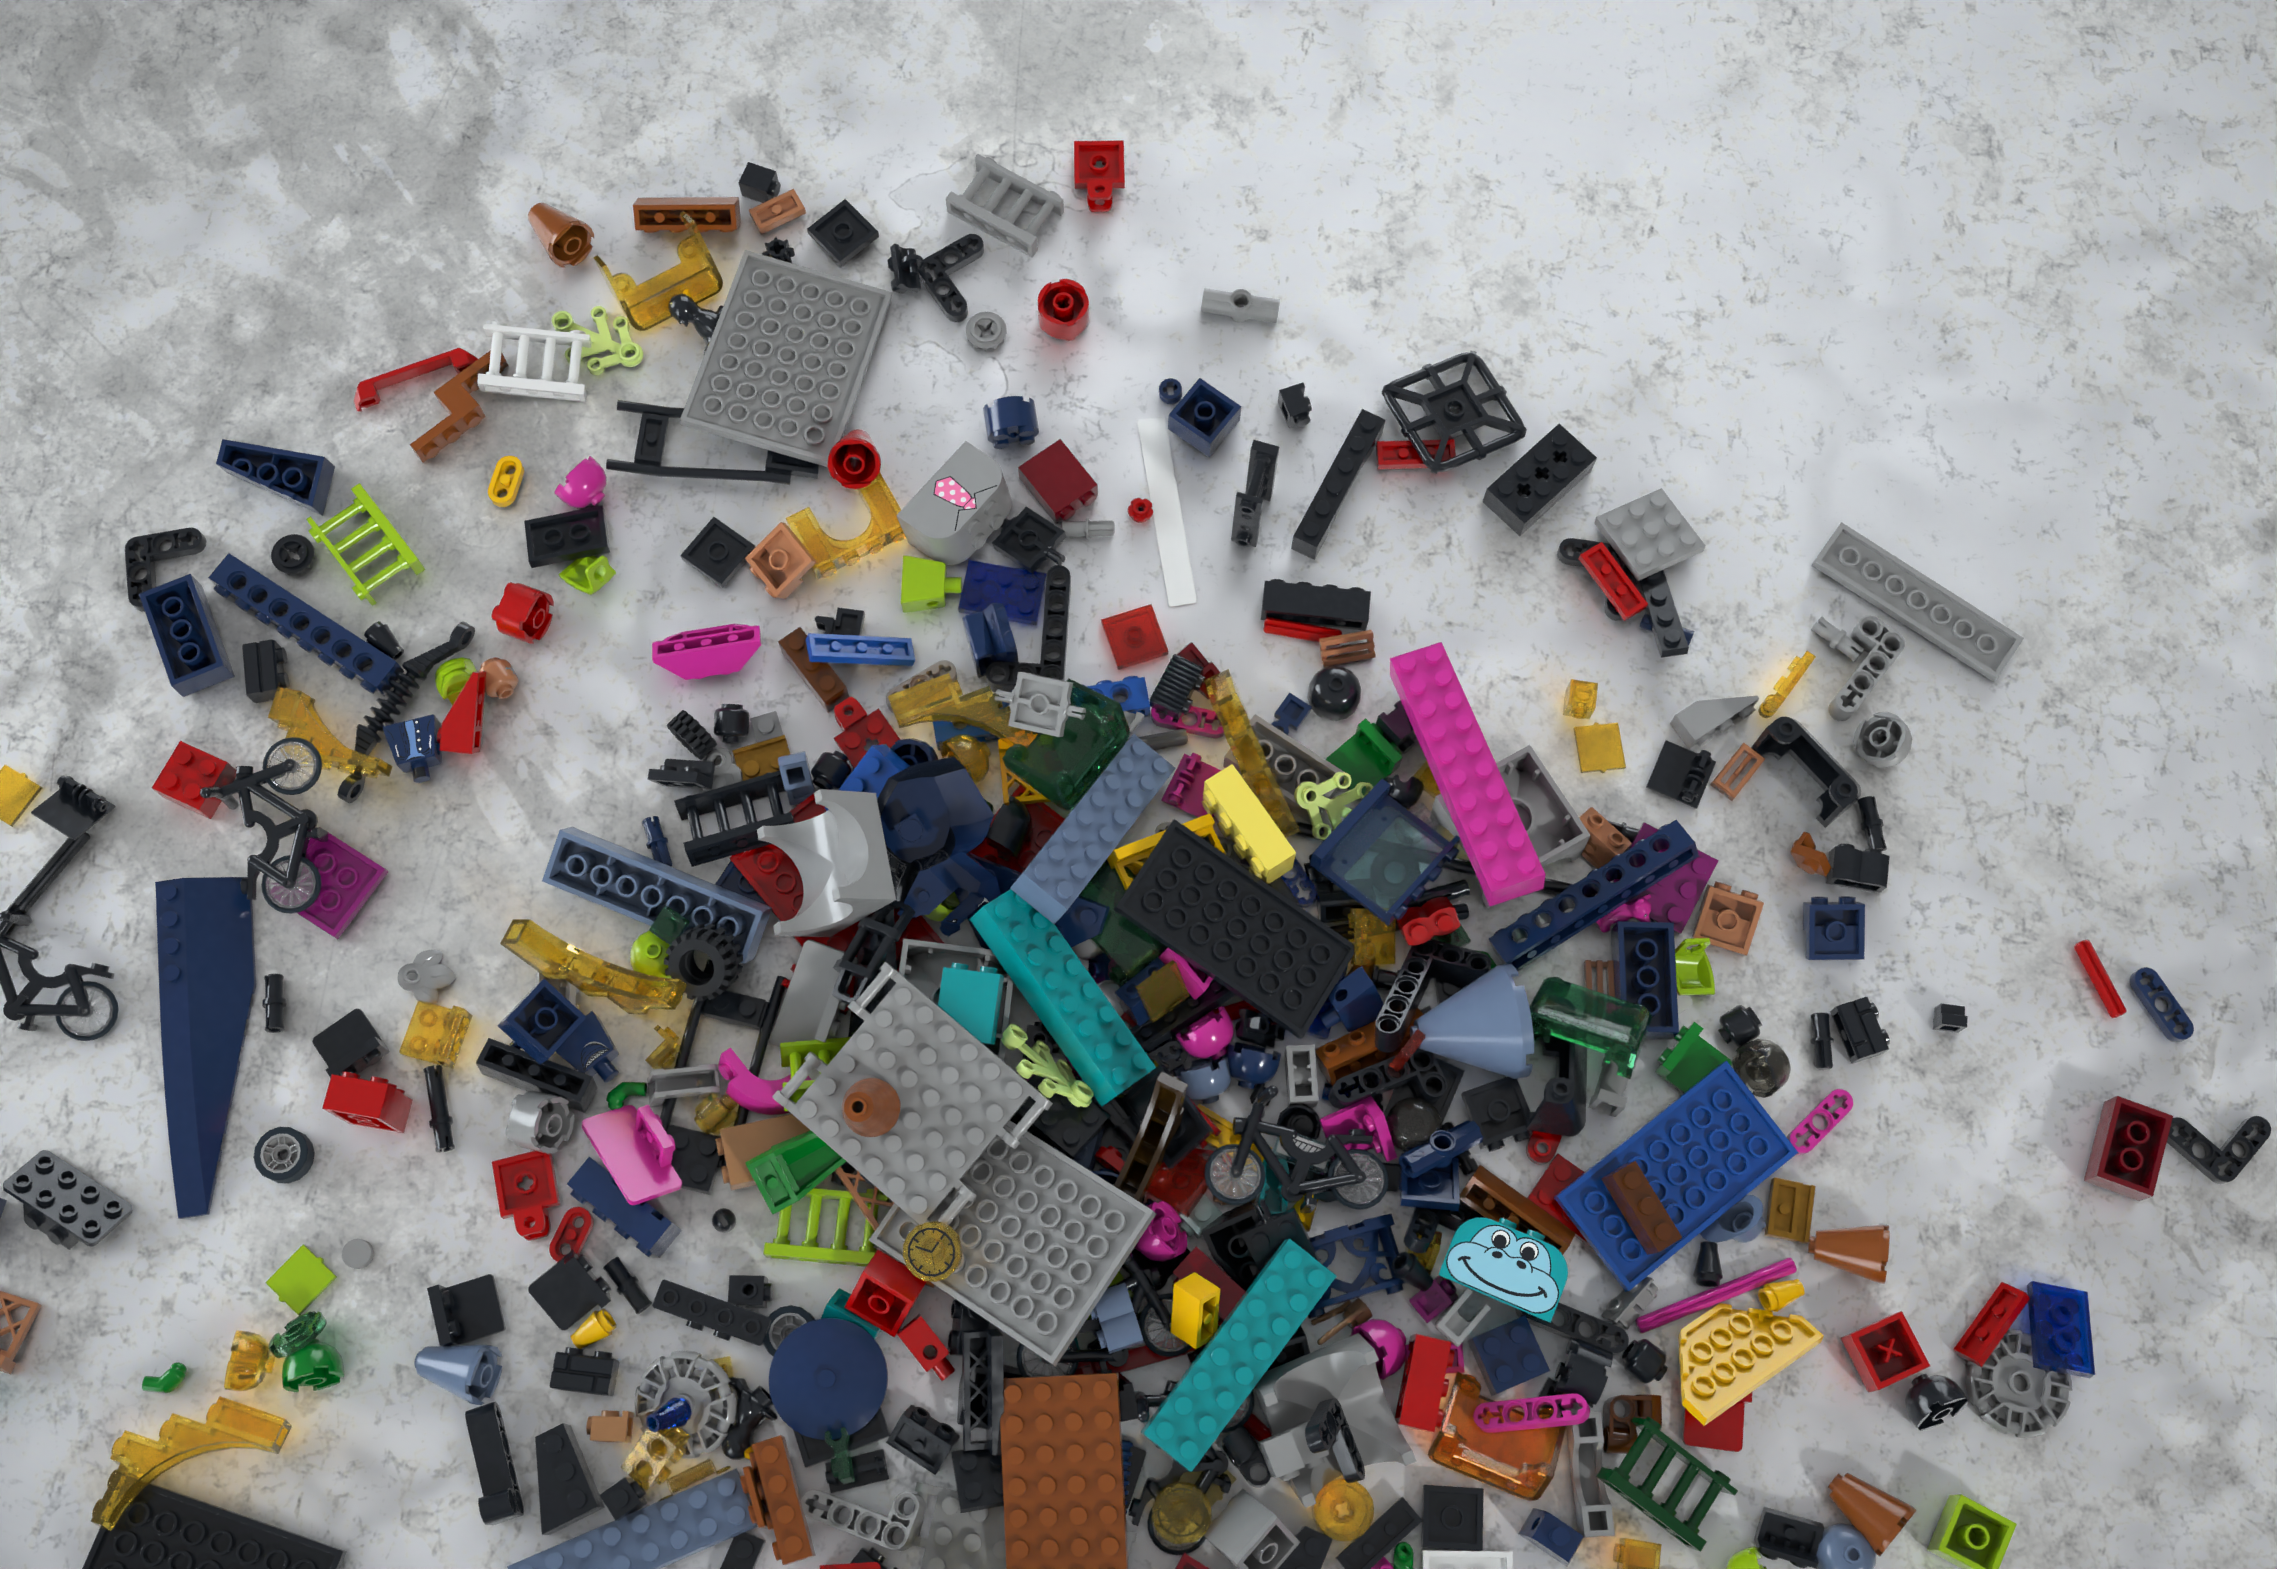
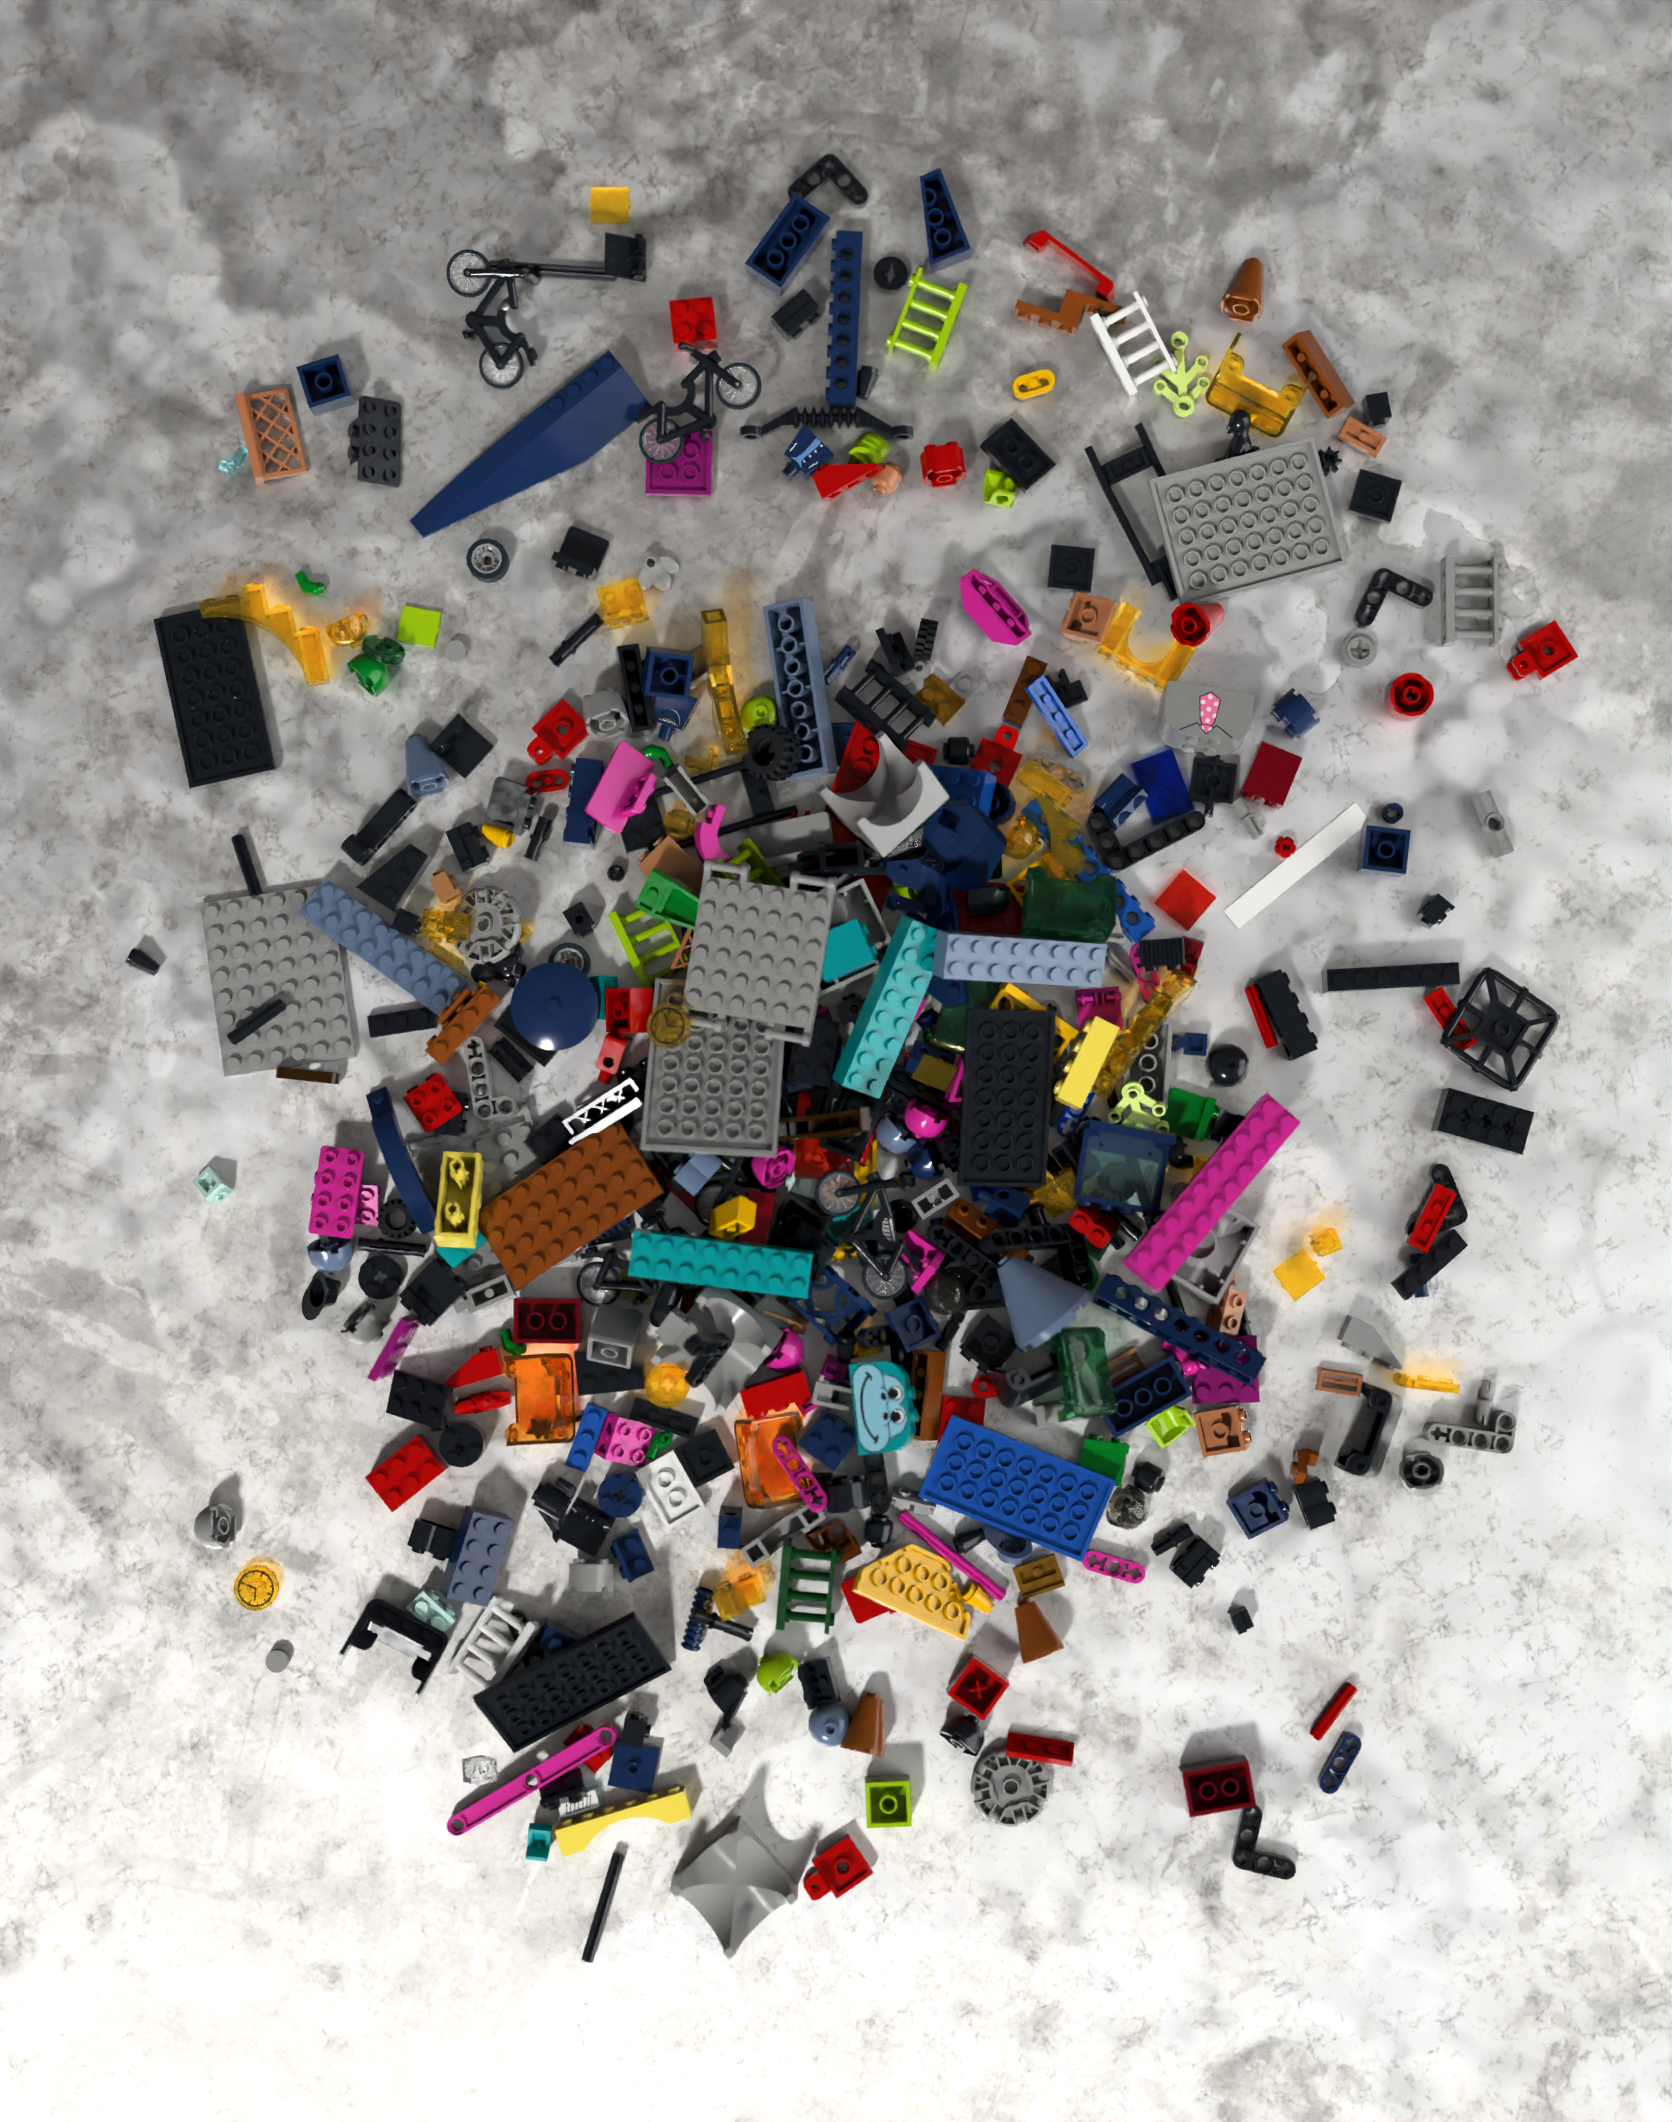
camera: 60 degrees right, 15 degrees up
(274, 1003) = (579, 484): black pin -> none
(297, 715) = (773, 373): clear yellow arch -> none
(367, 1102) = (550, 594): red brick -> none
(583, 485) = (1062, 442): dark pink cylinder -> none
(669, 925) = (782, 713): clear green plate -> none
(671, 1415) = (472, 921): clear blue cone -> none
(712, 1313) = (551, 905): black bracket -> none
(731, 722) = (951, 659): black head -> none
(796, 777) = (938, 730): sand blue brick -> none
(842, 1463) = (506, 1048): clear green plate -> none
(879, 1111) = (735, 928): dark orange cone -> none
(905, 267) = (1372, 561): black hips -> none
(923, 1438) = (555, 1089): black bracket -> none
(926, 584) = (1134, 730): lime torso -> none
(1040, 704) = (1084, 869): light grey plate -> none
(1075, 1090) = (834, 1028): yellowish green plant -> none
(1181, 1513) = (604, 1283): clear yellow tile -> none
(1258, 488) = (1353, 922): black fence -> none
(1348, 657) = (1264, 1058): nougat tile -> none
(1407, 1050) = (988, 1261): clear red tile -> none
(1440, 1149) = (928, 1315): dark blue piece -> none
(1641, 1208) = (976, 1475): reddish brown brick -> none
(1649, 534) = (1486, 1224): light grey plate -> none
(1681, 774) = (1312, 1343): black hinge -> none
(1871, 823) = (1354, 1496): black pin -> none
(1918, 602) = (1550, 1445): light grey plate -> none
(2060, 1329) = (1061, 1796): clear blue plate -> none

